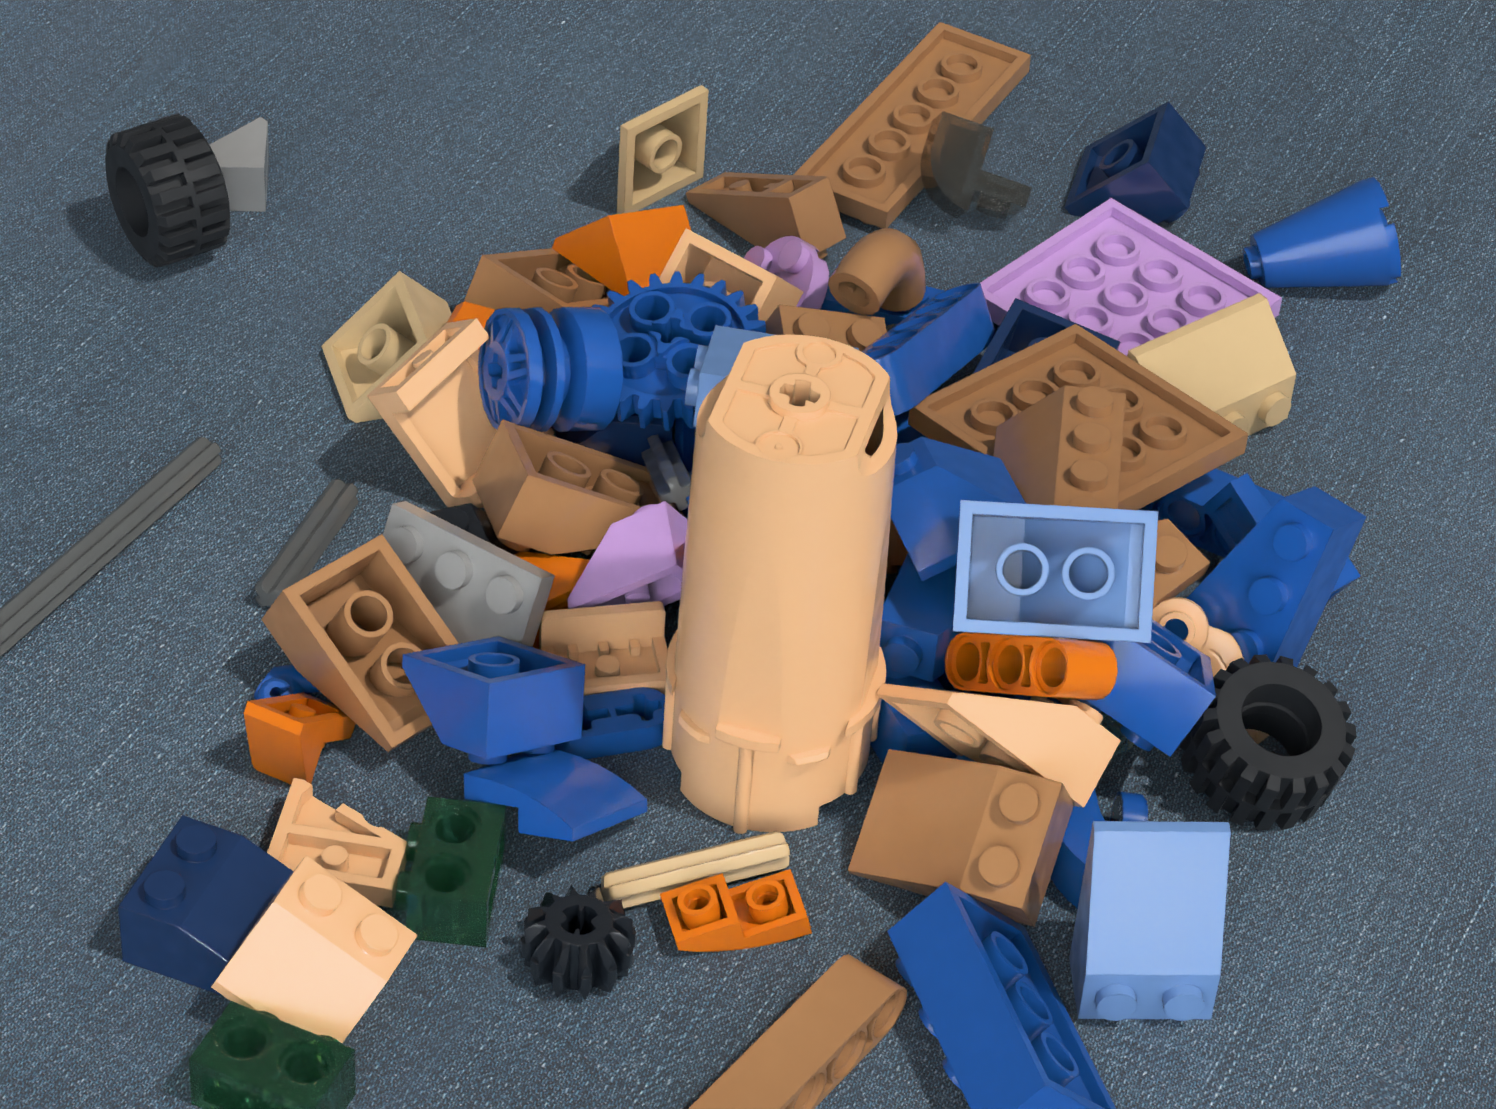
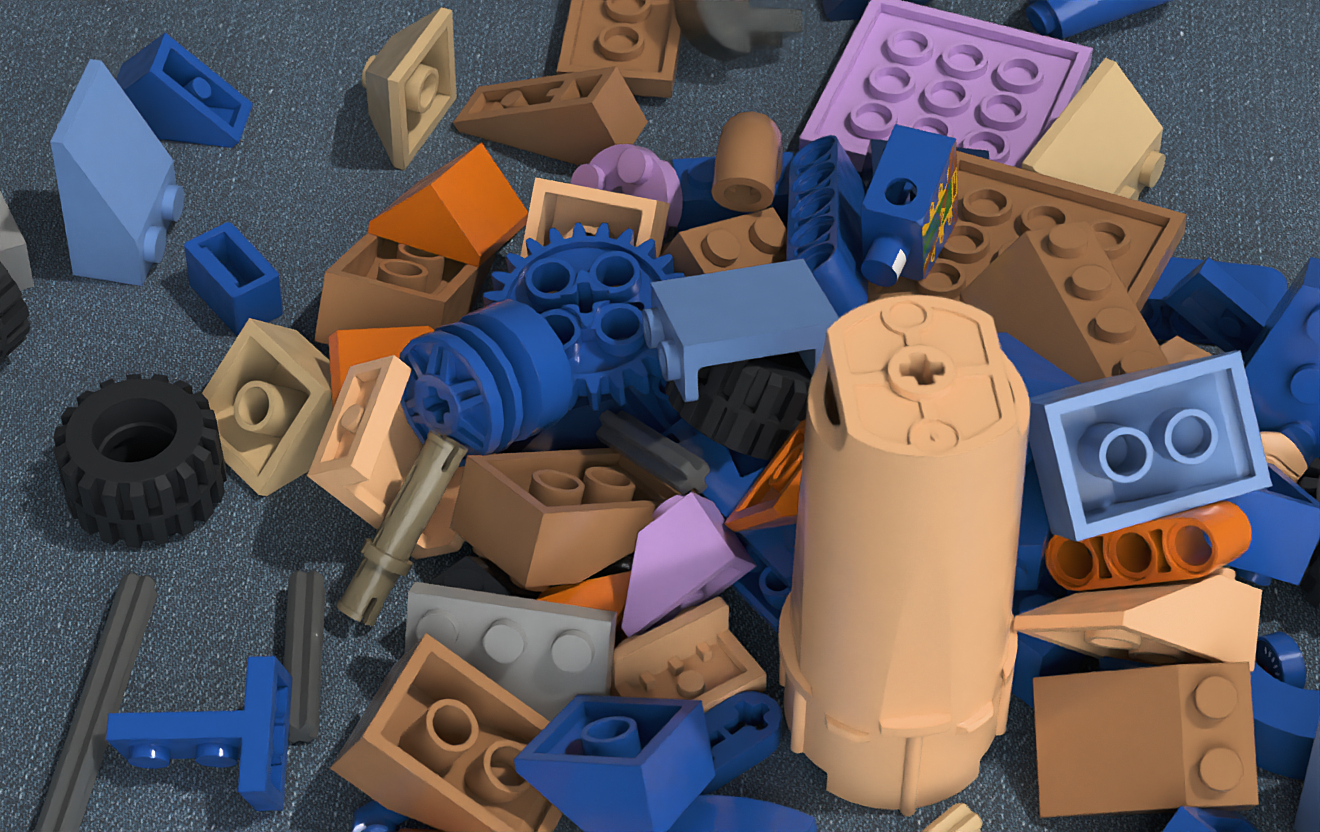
camera: 20 degrees left, 5 degrees up
(215, 584) = (221, 737): none -> blue bracket
(259, 355) = (147, 496): none -> black tyre
(355, 138) = (112, 182): none -> medium blue slope
(424, 247) = (233, 277): none -> blue piece
(432, 461) = (390, 549): none -> dark tan pin
(463, 103) = (183, 96): none -> blue slope
(984, 342) = (902, 234): none -> blue torso

